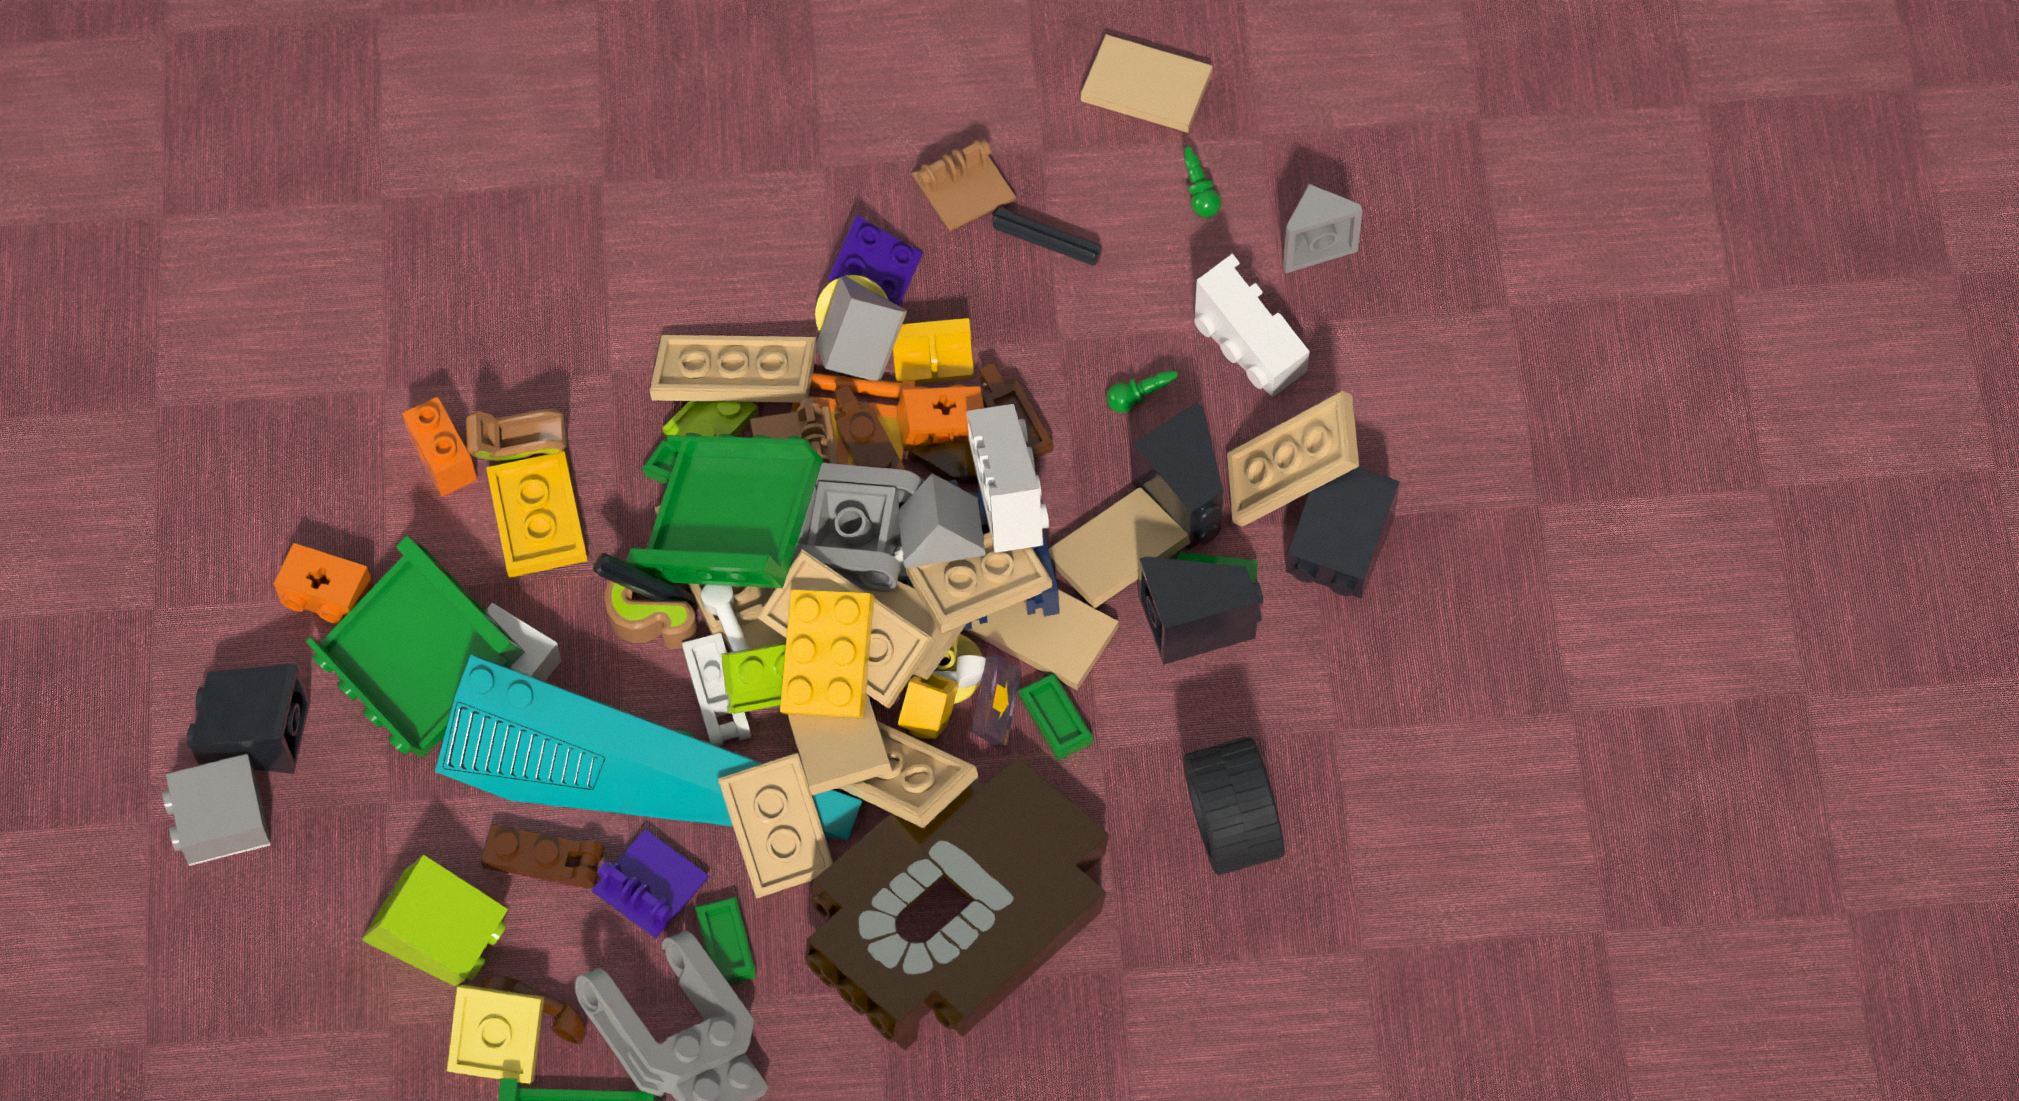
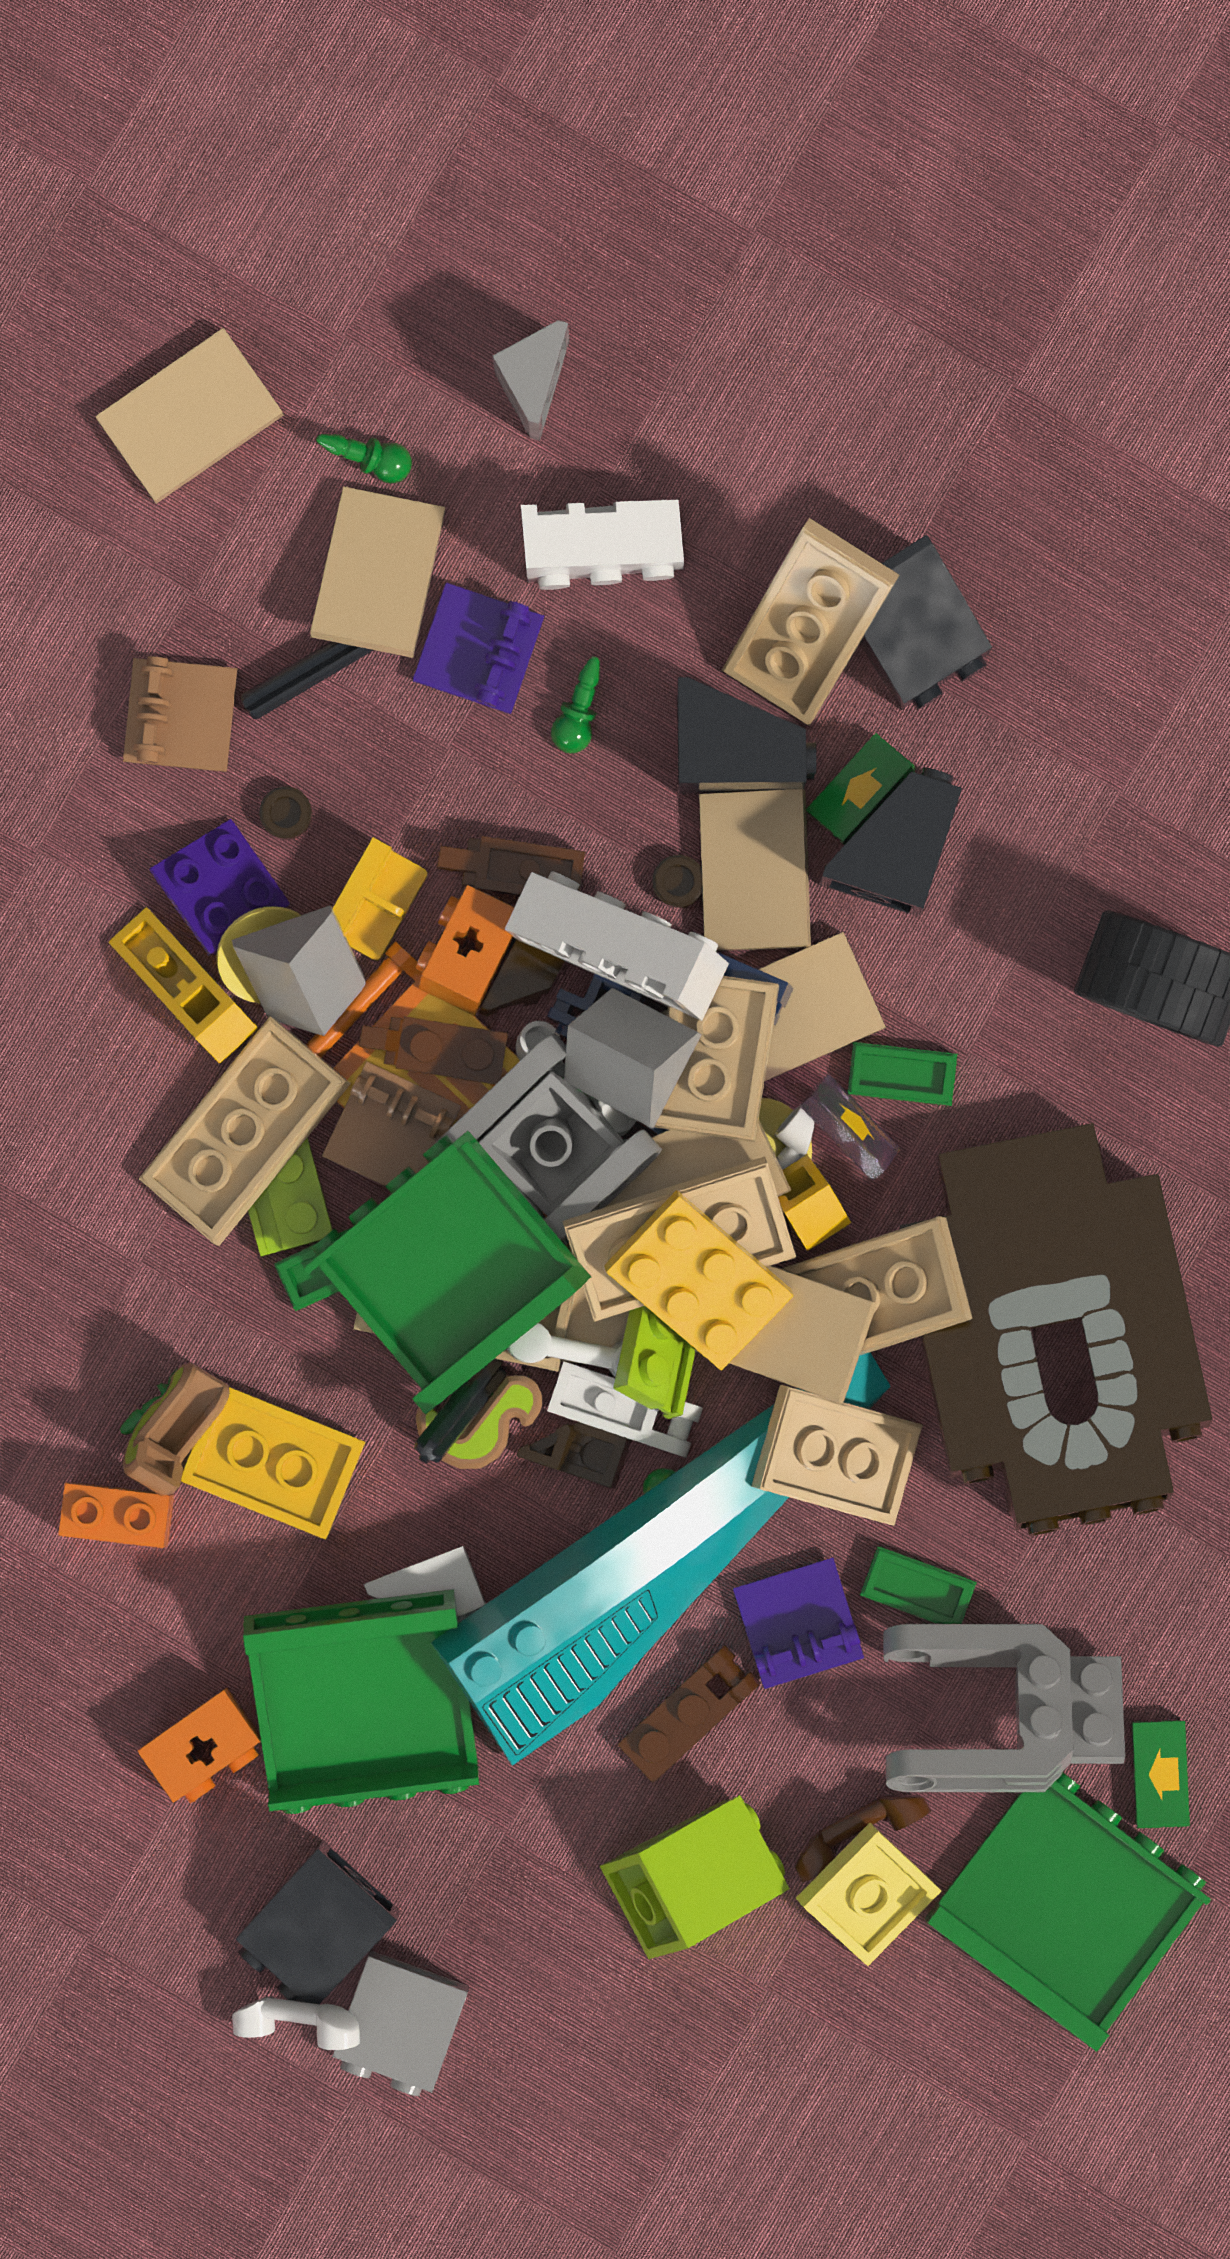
camera: 55 degrees left, 25 degrees up
(186, 753) = (335, 2025): none -> white bar
(670, 685) = (581, 1452): none -> dark brown slope
(798, 286) = (183, 985): none -> yellow slope
(948, 277) = (285, 813): none -> dark brown tile
(1075, 511) = (678, 881): none -> dark brown tile
(1132, 315) = (478, 648): none -> dark purple hinge
(1133, 230) = (378, 572): none -> tan tile

